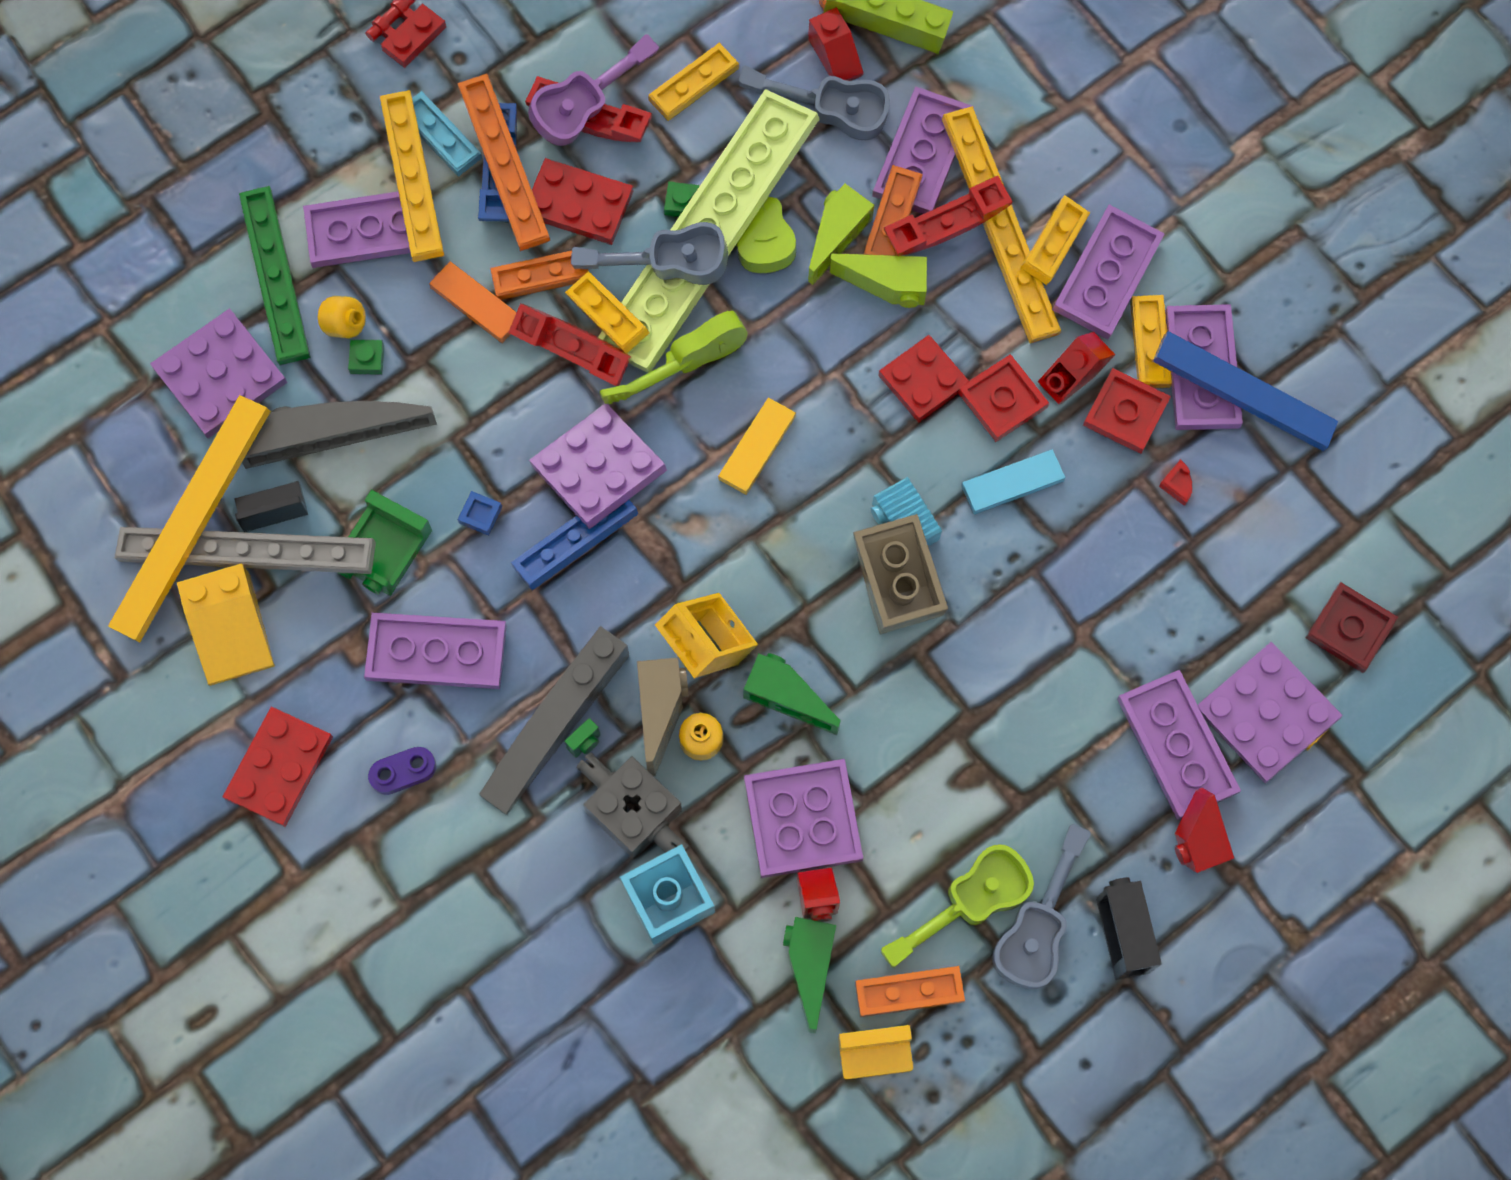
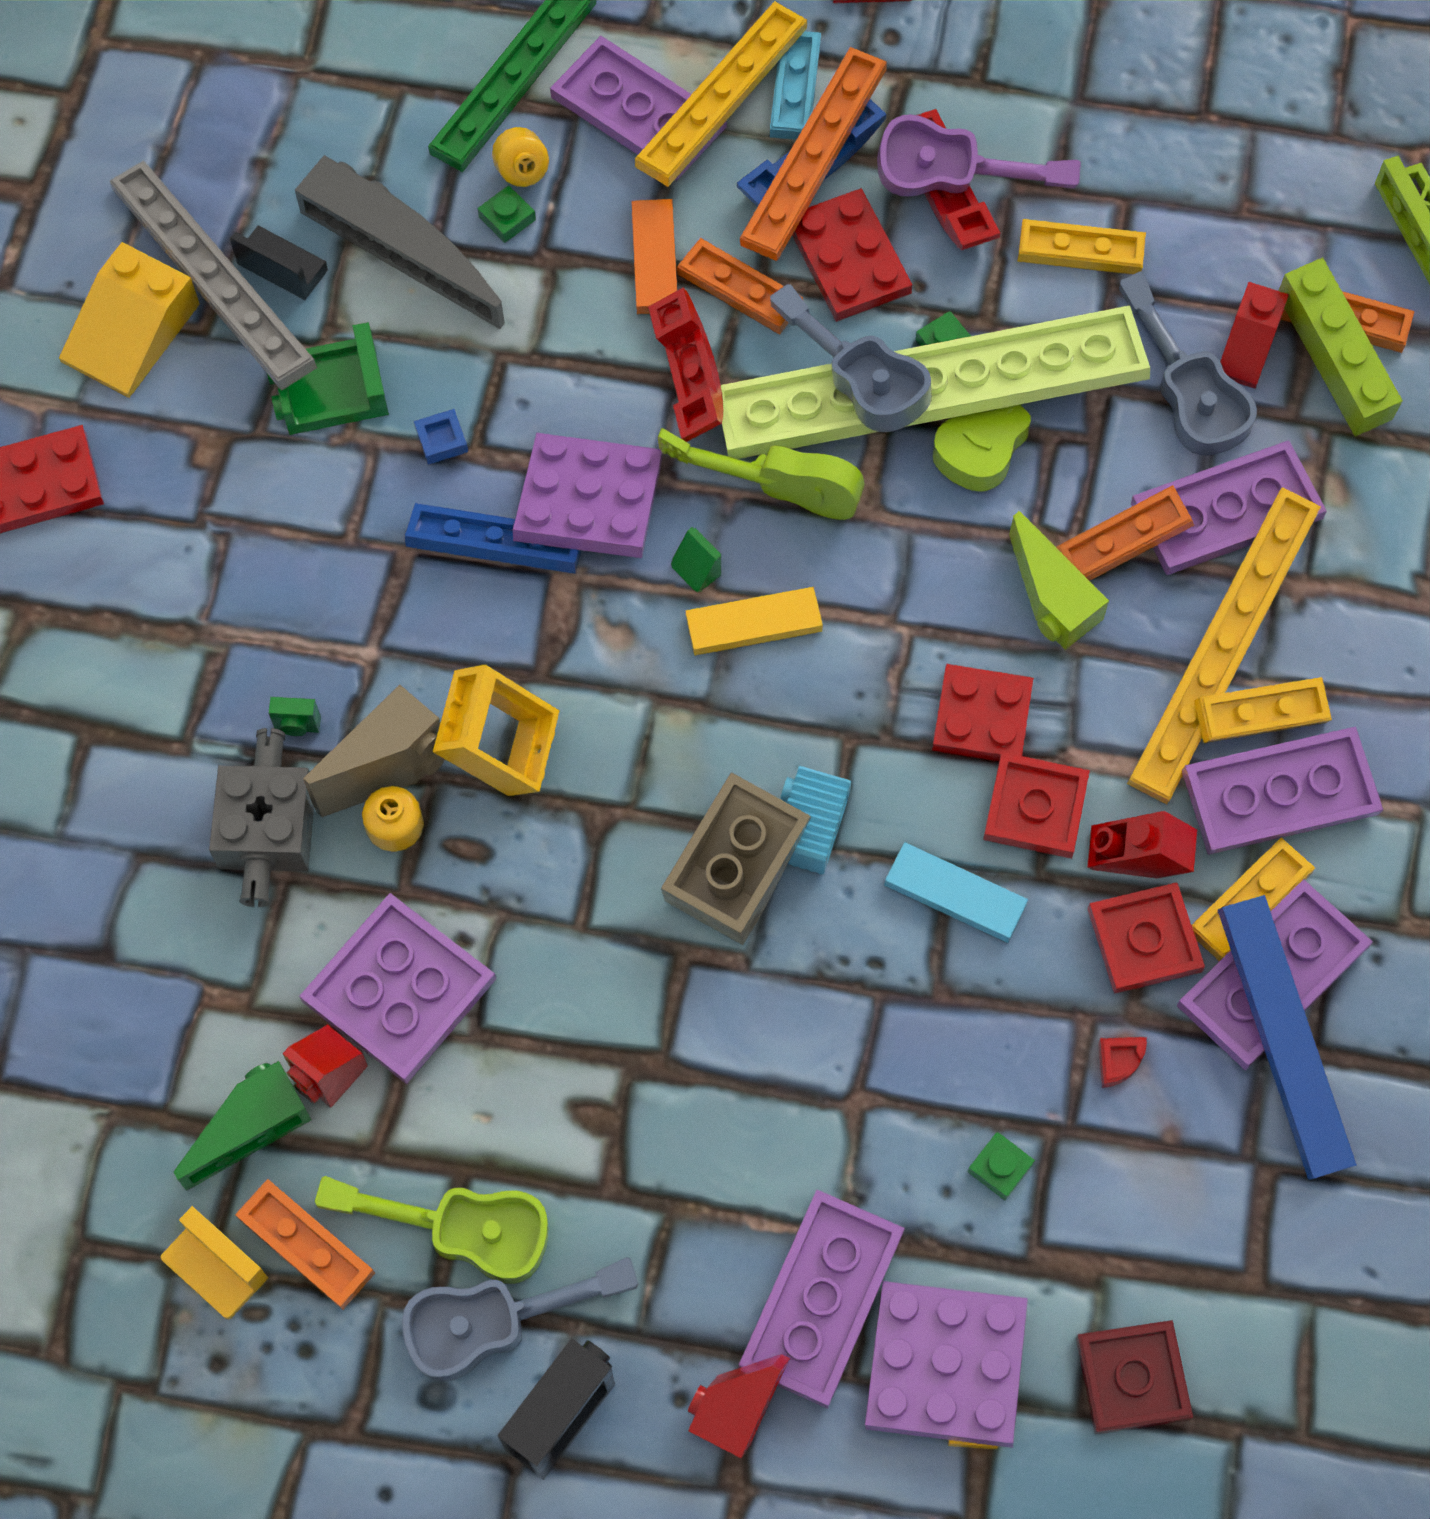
camera: 50 degrees right, 5 degrees down
(189, 519) = (197, 201): yellow tile -> none
(215, 368) = (371, 112): medium lavender plate -> none
(402, 772) = (118, 587): dark purple plate -> none
(435, 650) = (266, 515): medium lavender plate -> none
(555, 718) = (304, 669): dark grey slope -> none
(607, 312) = (752, 370): yellow tile -> none
(667, 894) = (197, 923): medium azure slope -> none
(693, 443) = (697, 560): none -> green slope
(783, 690) = (515, 853): green slope -> none
(842, 220) = (1063, 497): lime slope -> none
(949, 220) = (1169, 588): red slope -> none
(1184, 593) = (1001, 1166): none -> green plate

